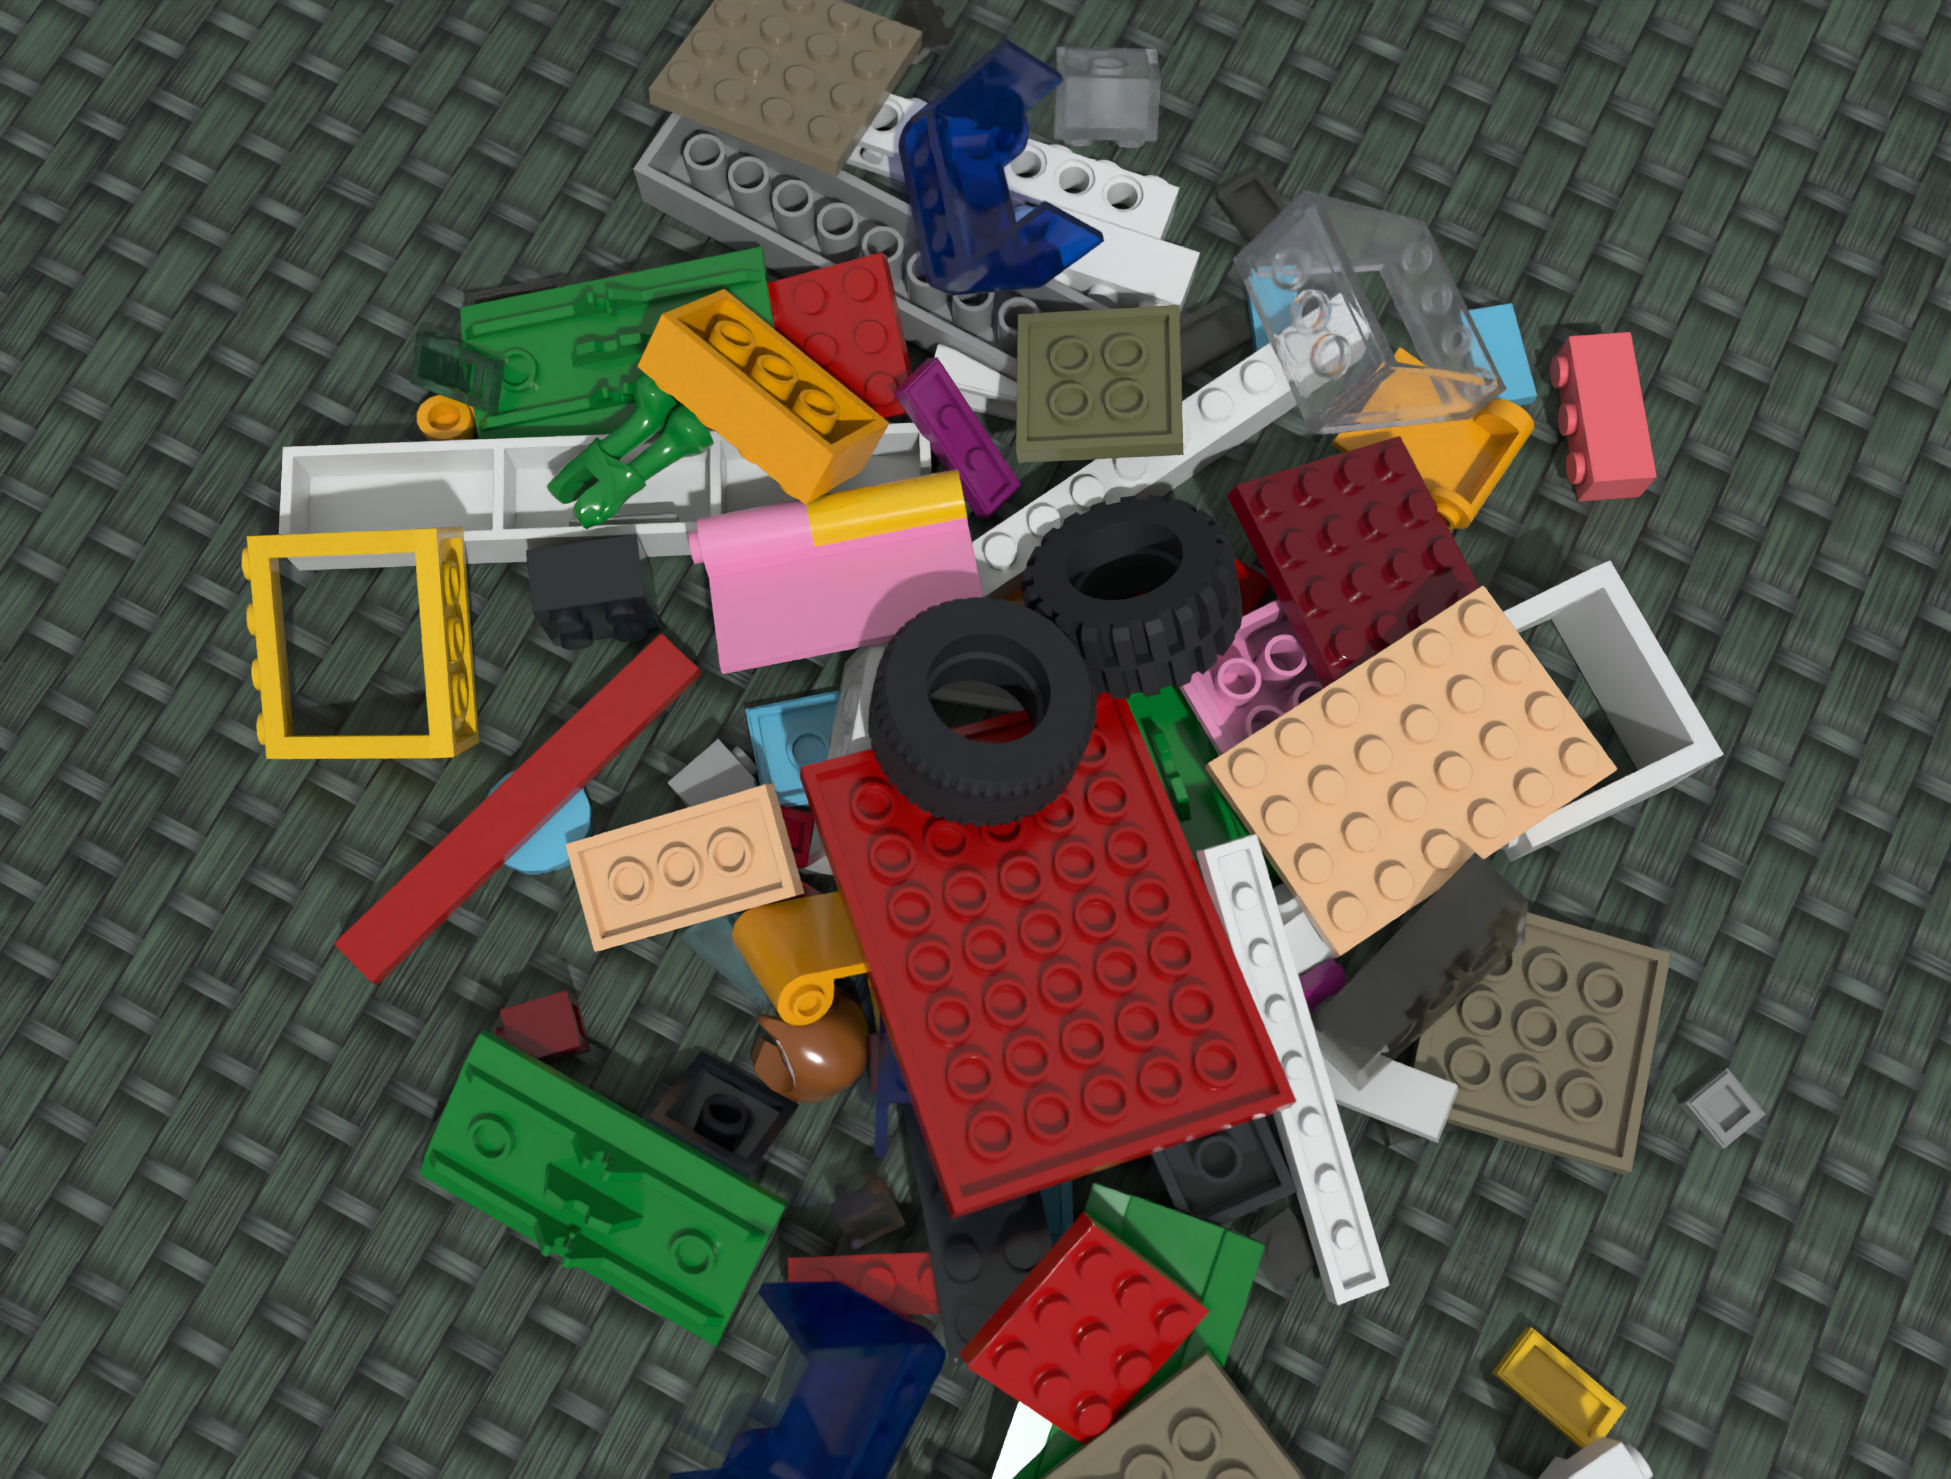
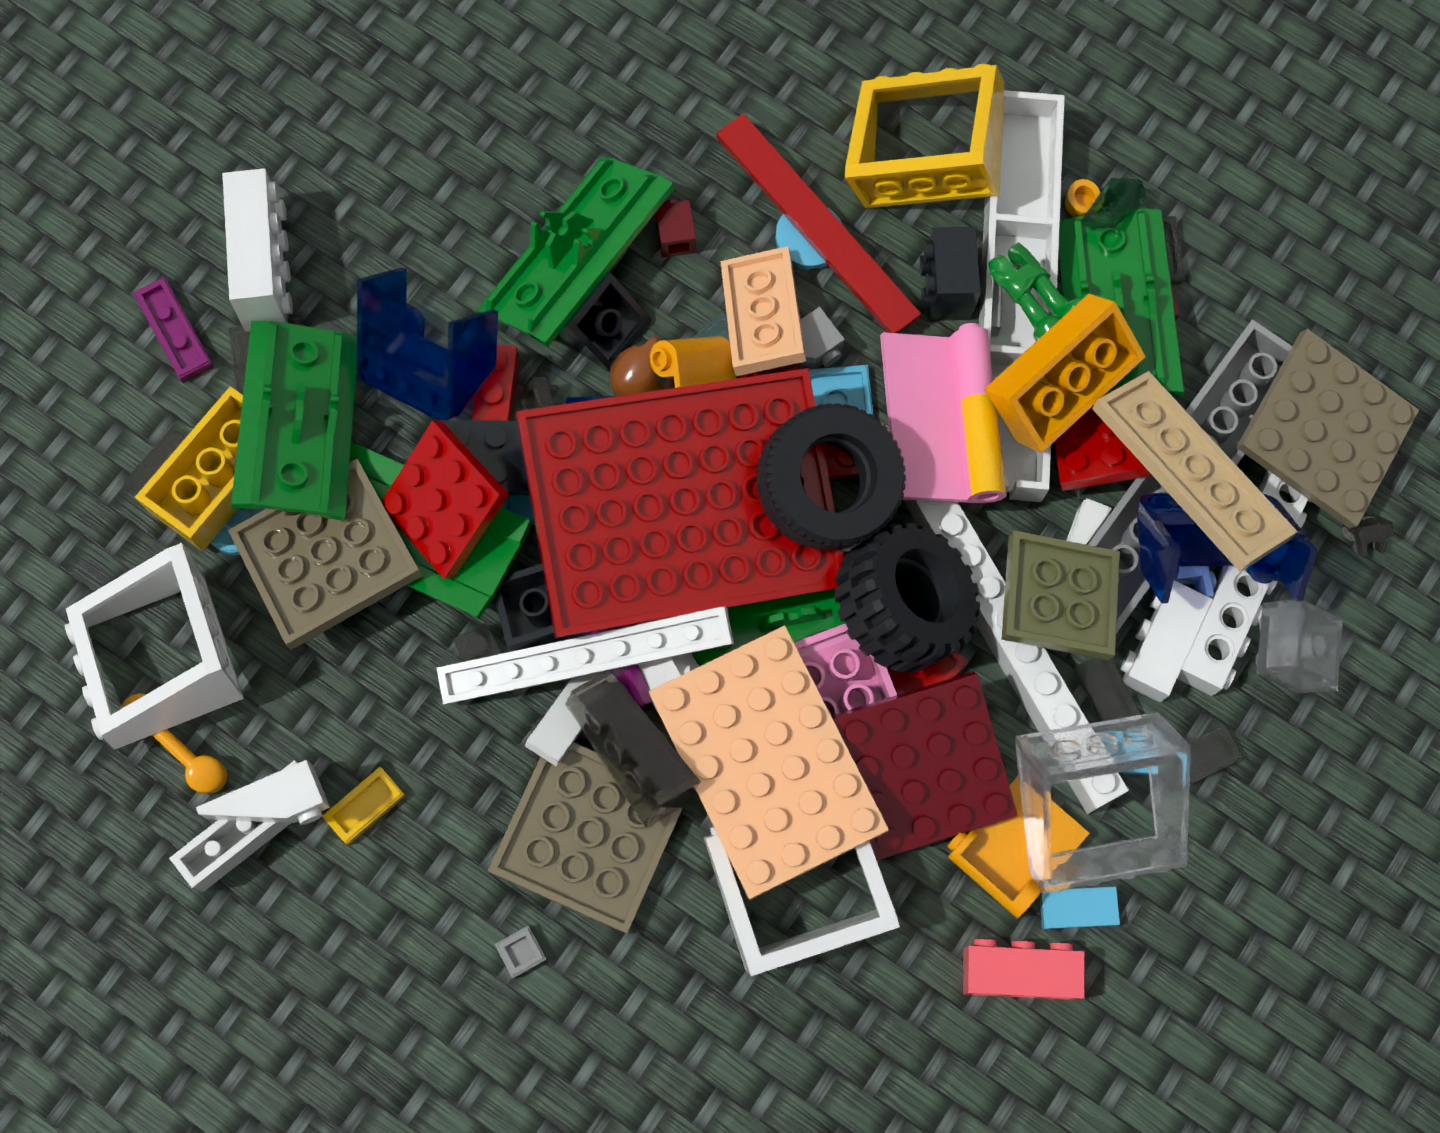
camera: 95 degrees right, 0 degrees up
(893, 214) = (1194, 471): none -> tan plate
(957, 437) = (1040, 506): magenta tile -> none

